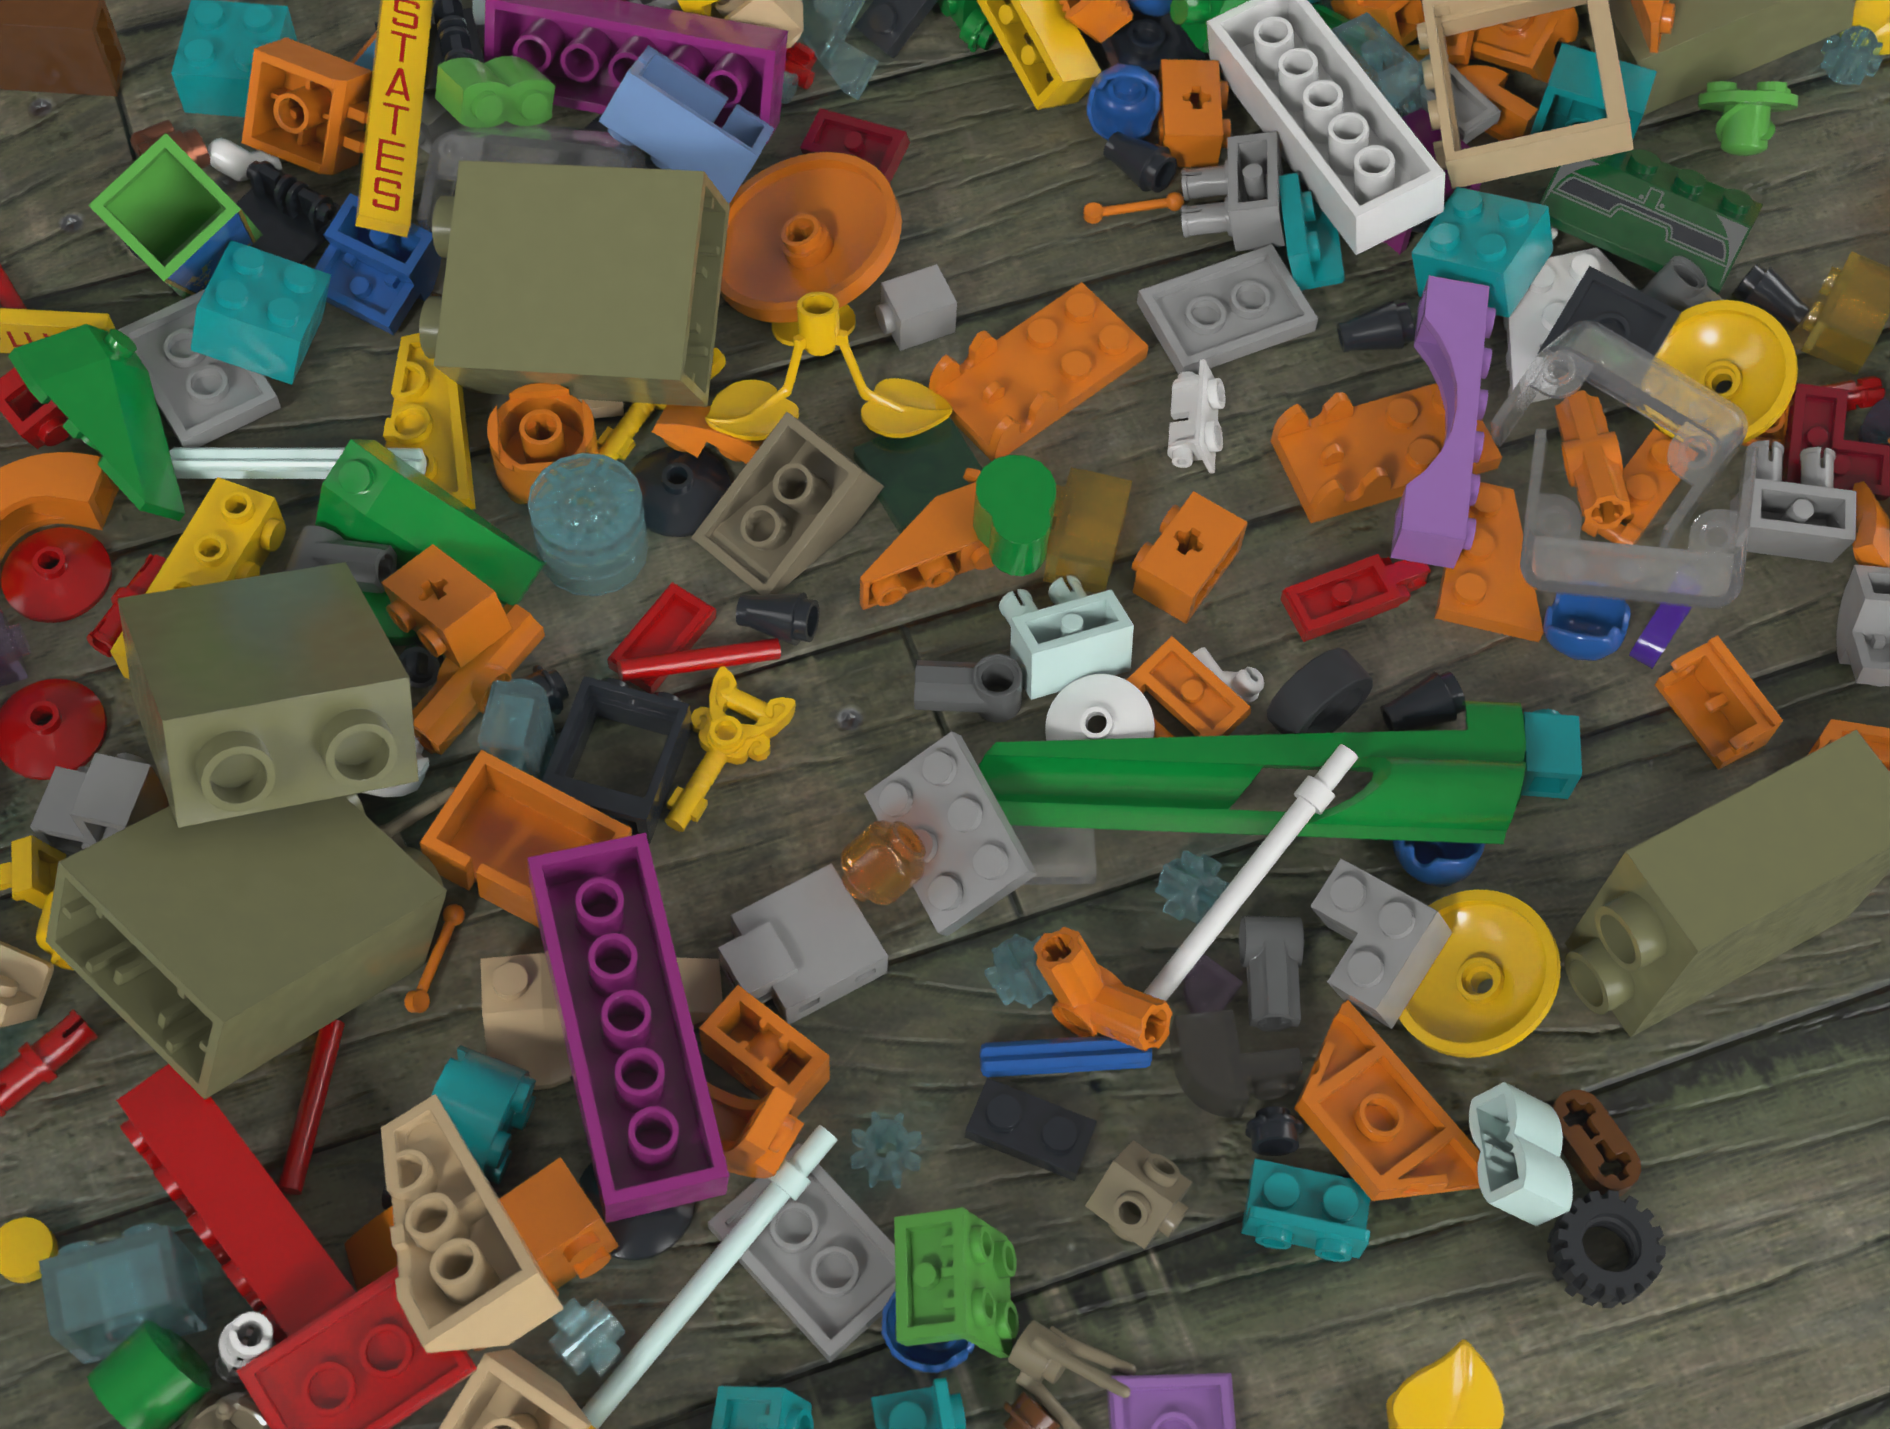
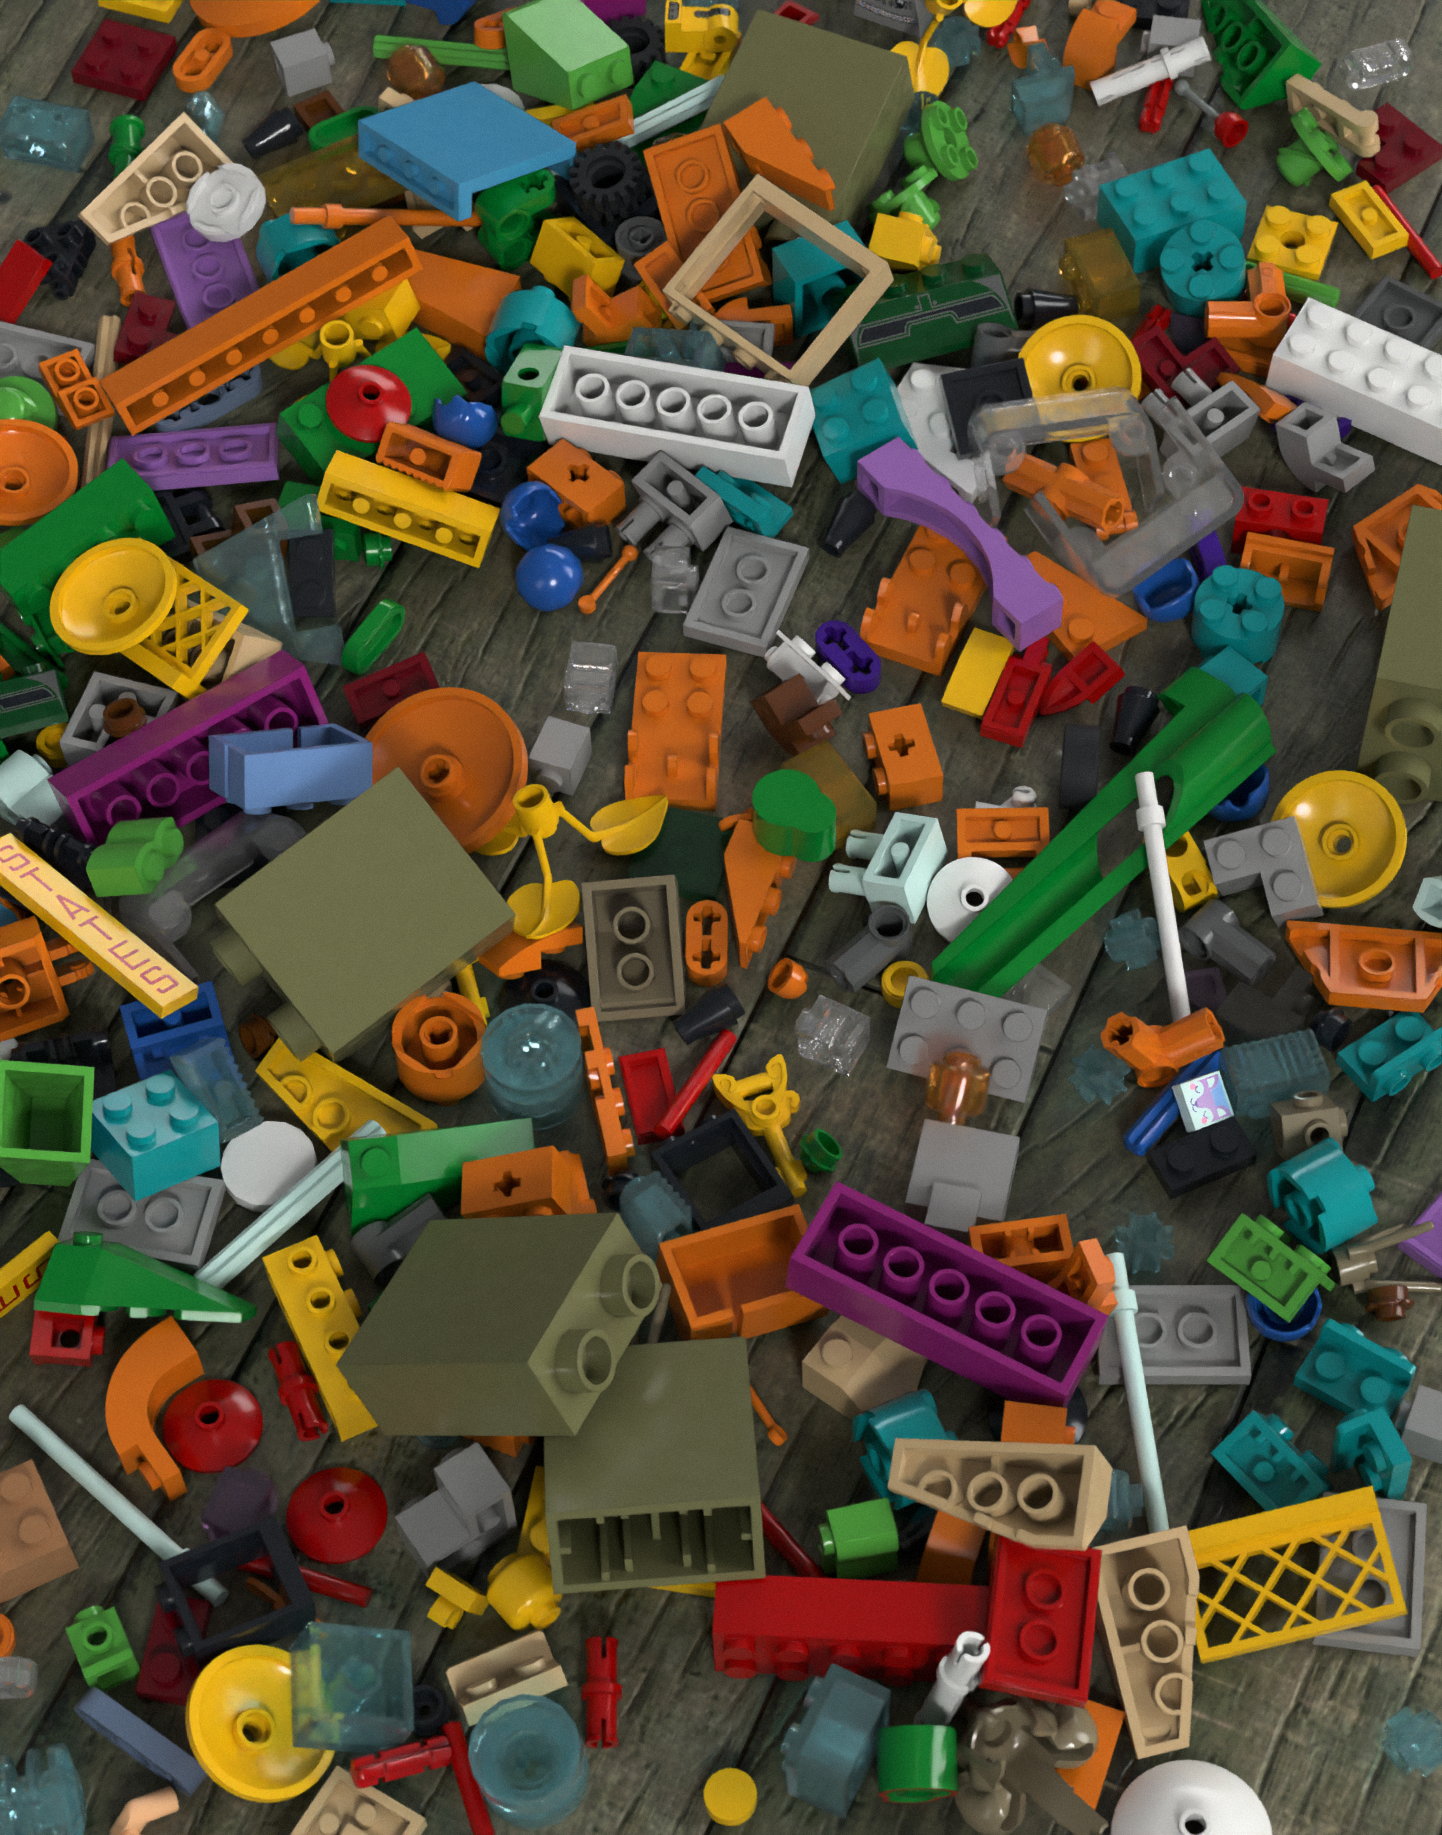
camera: 40 degrees left, 5 degrees down
(328, 412) = (266, 1164): none -> white tile
(340, 1150) = (859, 1540): none -> bright green brick
(342, 320) = (217, 1085): none -> clear light blue brick
(625, 585) = (605, 1100): none -> orange wing
(726, 808) = (819, 1151): none -> green plate
(847, 553) = (697, 943): none -> orange beam
(851, 725) = (832, 1035): none -> clear brick
(874, 647) = (788, 979): none -> orange hinge
(892, 92) = (373, 637): none -> green tile
(974, 731) = (896, 978): none -> yellow tile
(1017, 268) = (591, 677): none -> clear brick
(1074, 1269) = (1323, 1196): none -> teal brick
(1083, 162) = (549, 577): none -> blue hair
(1083, 1081) = (1202, 1101): none -> tile
(1140, 442) = (795, 716): none -> reddish brown brick
(1173, 1119) = (1272, 1071): none -> clear light blue brick
(1174, 245) = (673, 580): none -> clear brick
(1257, 438) = (854, 652): none -> dark purple beam
(1305, 873) = (1189, 875): none -> yellow leg
(1336, 542) = (977, 673): none -> yellow slope
(1422, 631) = (1082, 679): none -> red plate
(1624, 700) = (1238, 611): none -> teal brick
(1696, 135) = (904, 242): none -> yellow brick
(1766, 651) = (1279, 516): none -> red brick
(1840, 87) = (941, 143): none -> bright green plate

